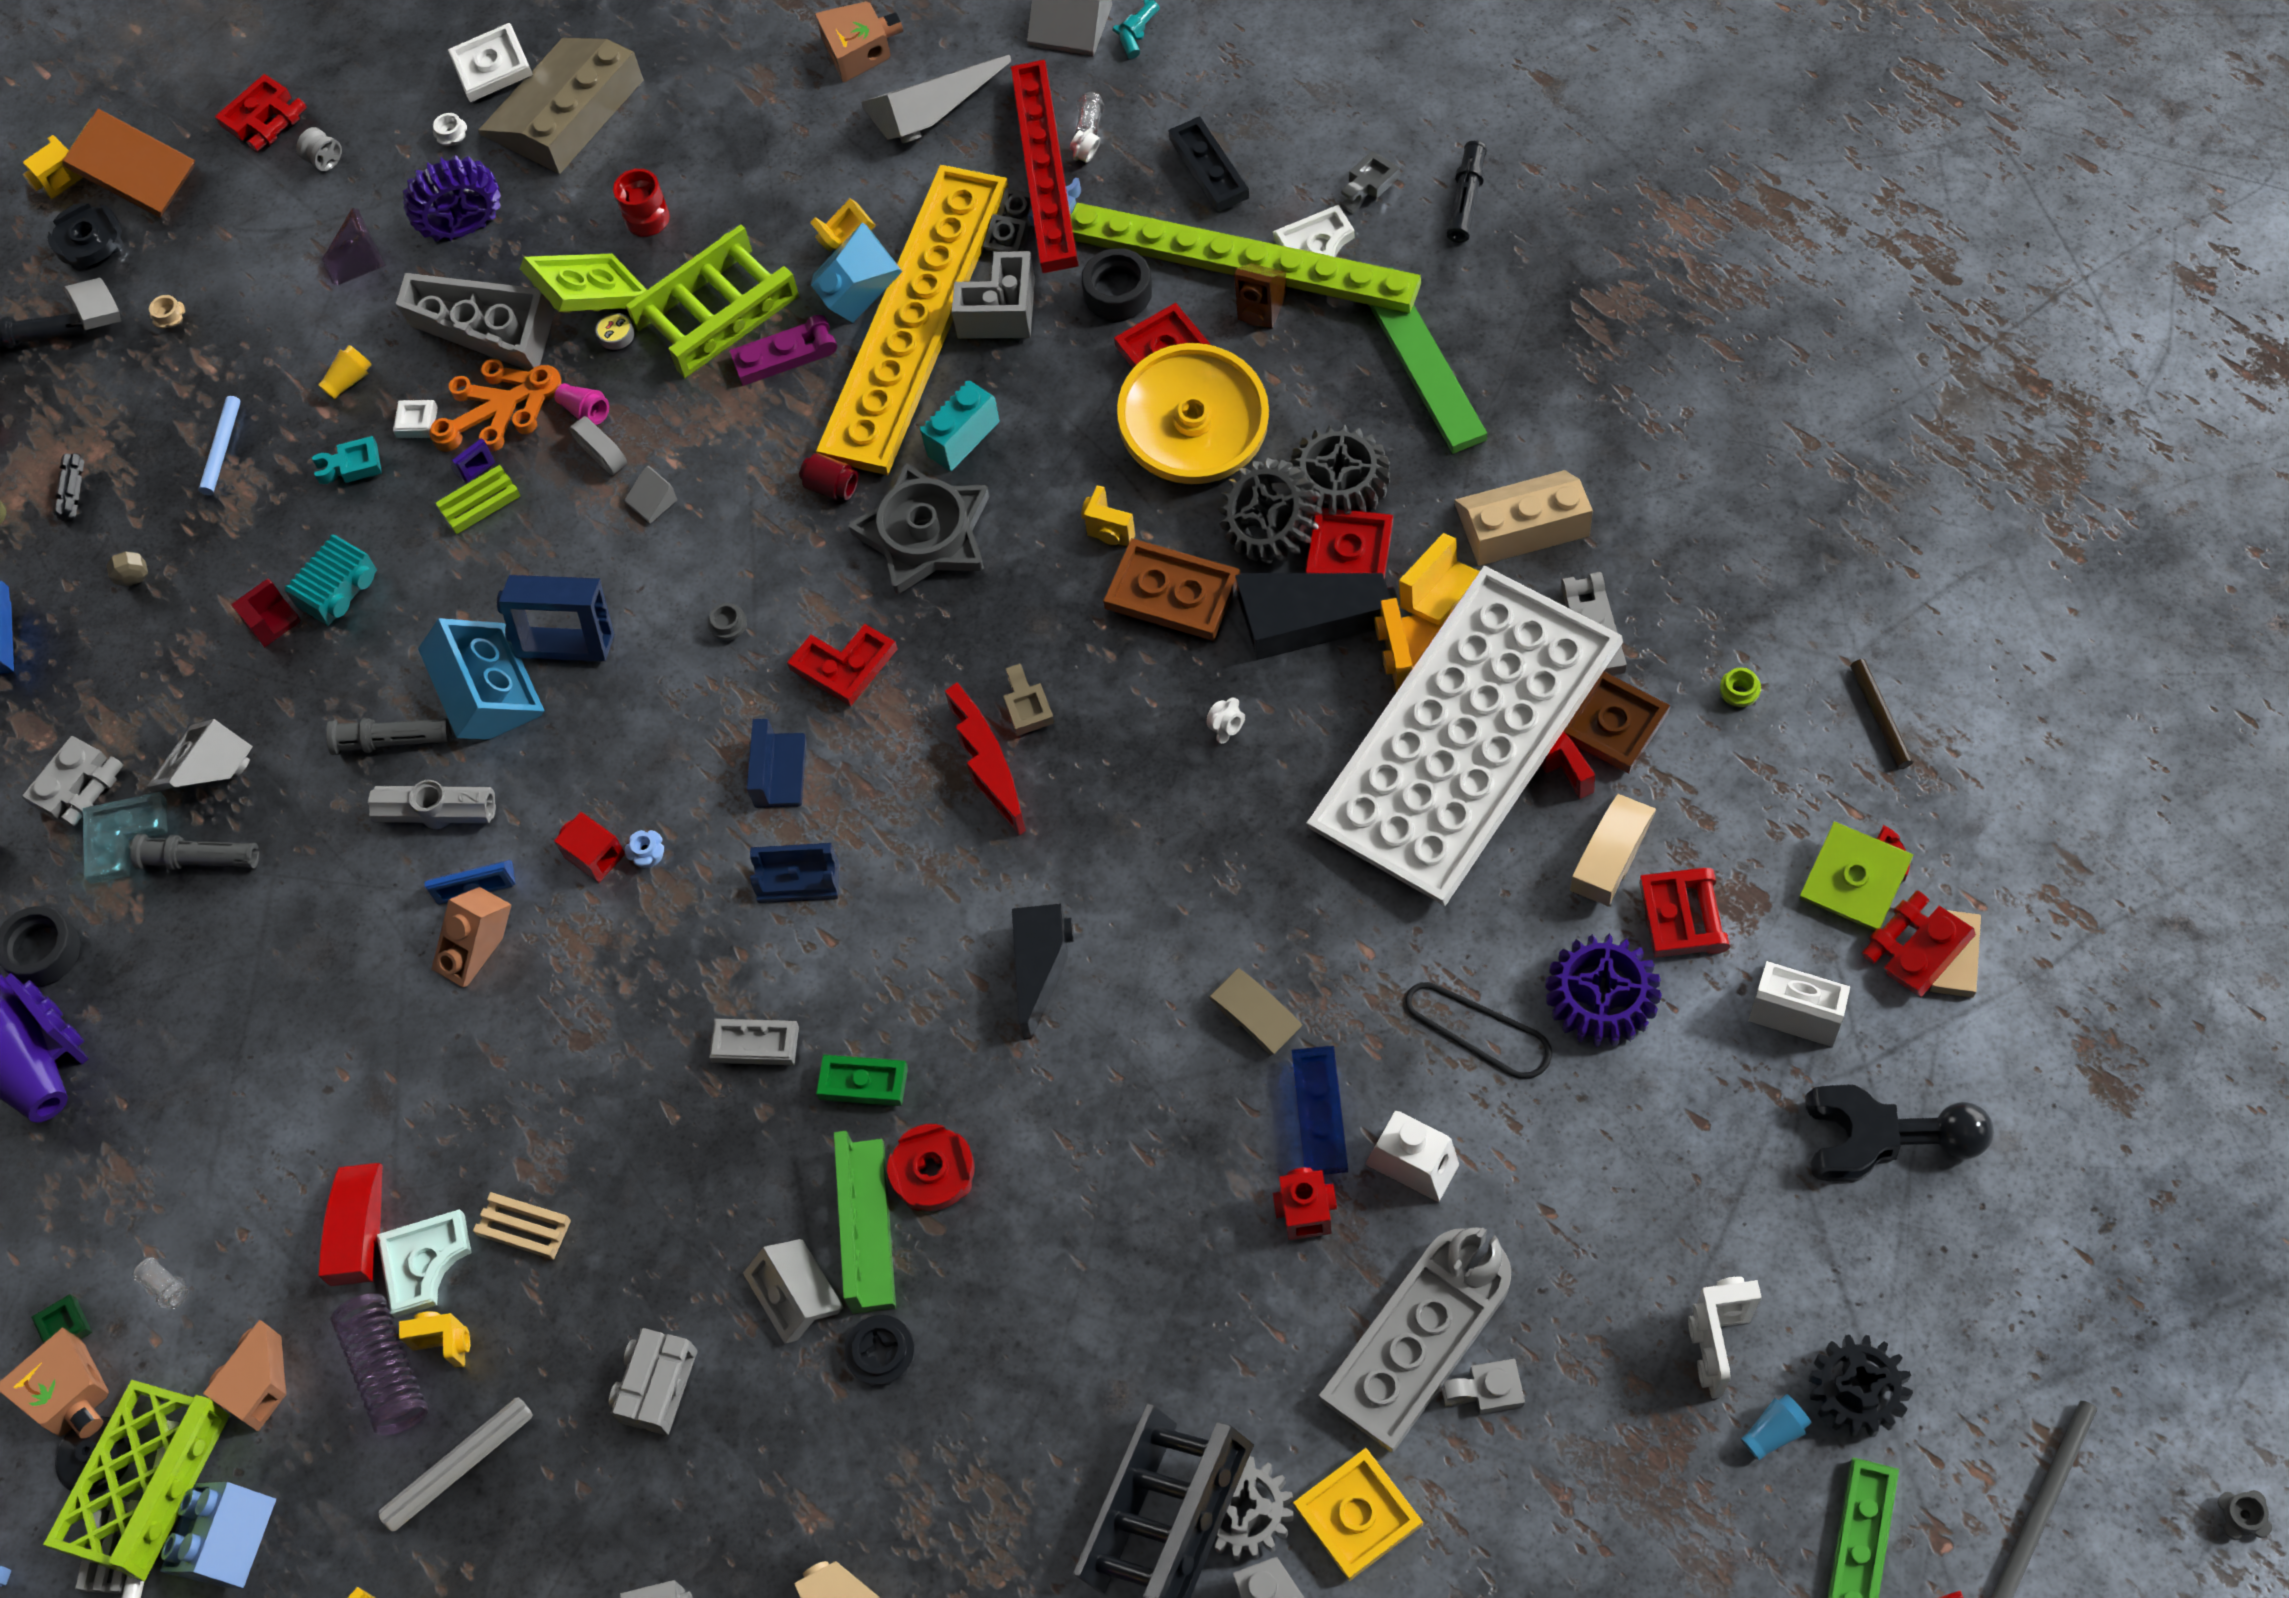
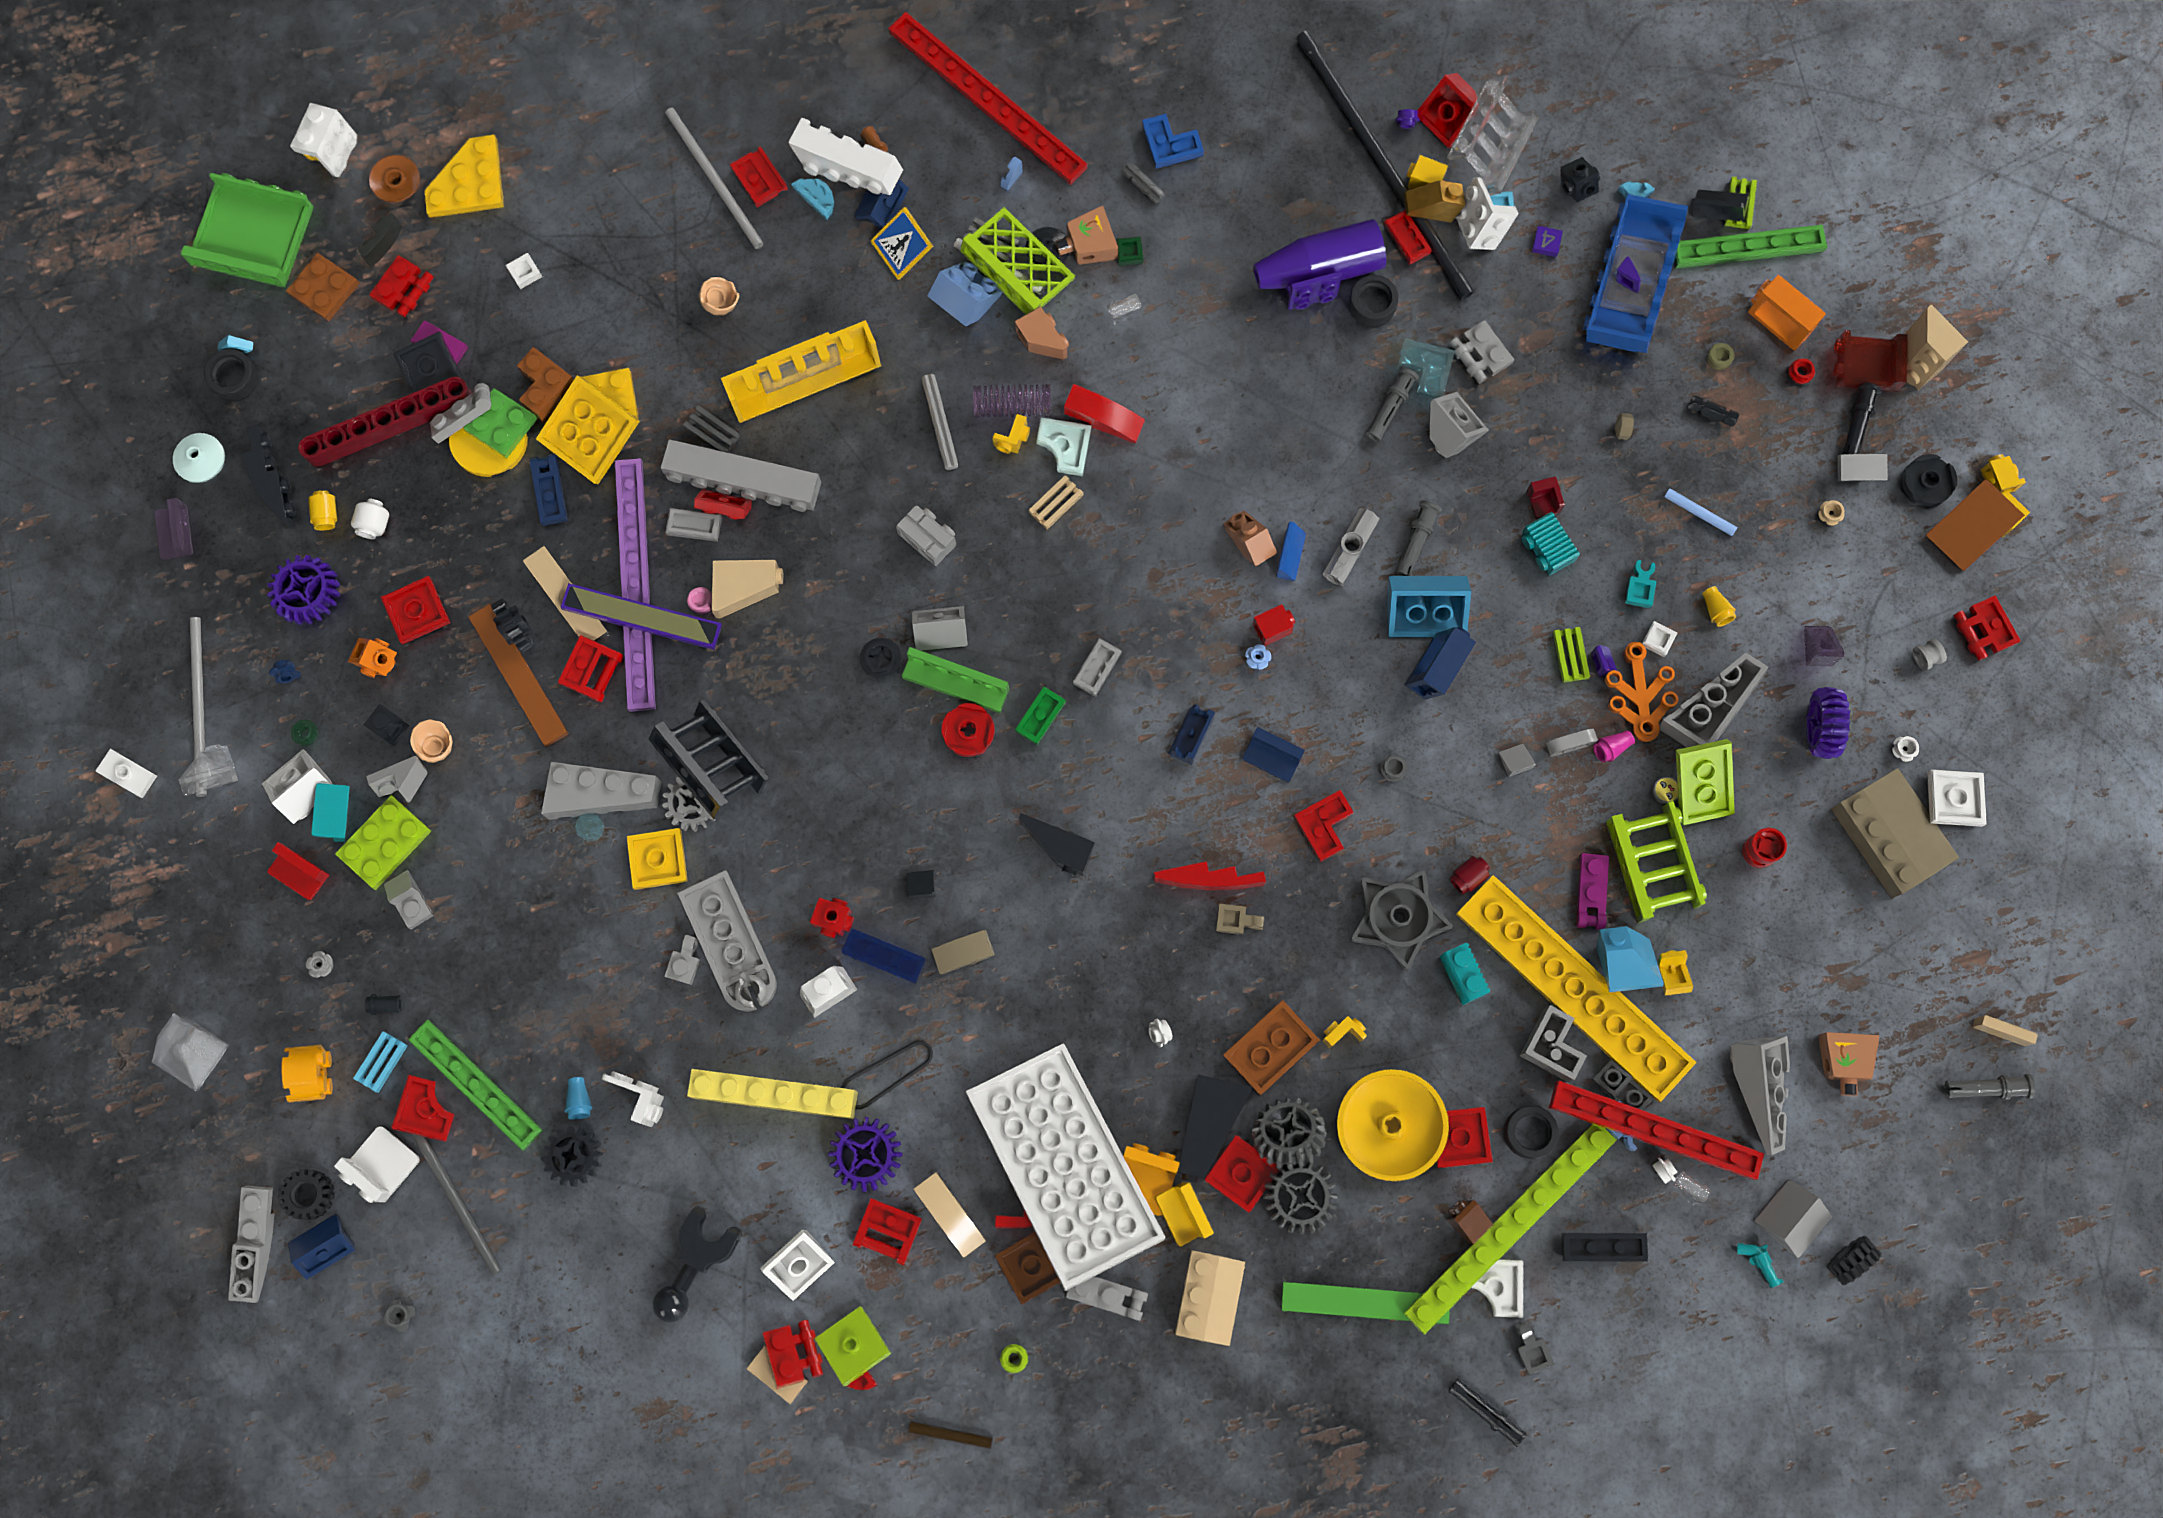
camera: 110 degrees right, 15 degrees up
(1190, 1116) = (920, 884): none -> black slope
(1600, 1153) = (772, 1094): none -> light yellow brick

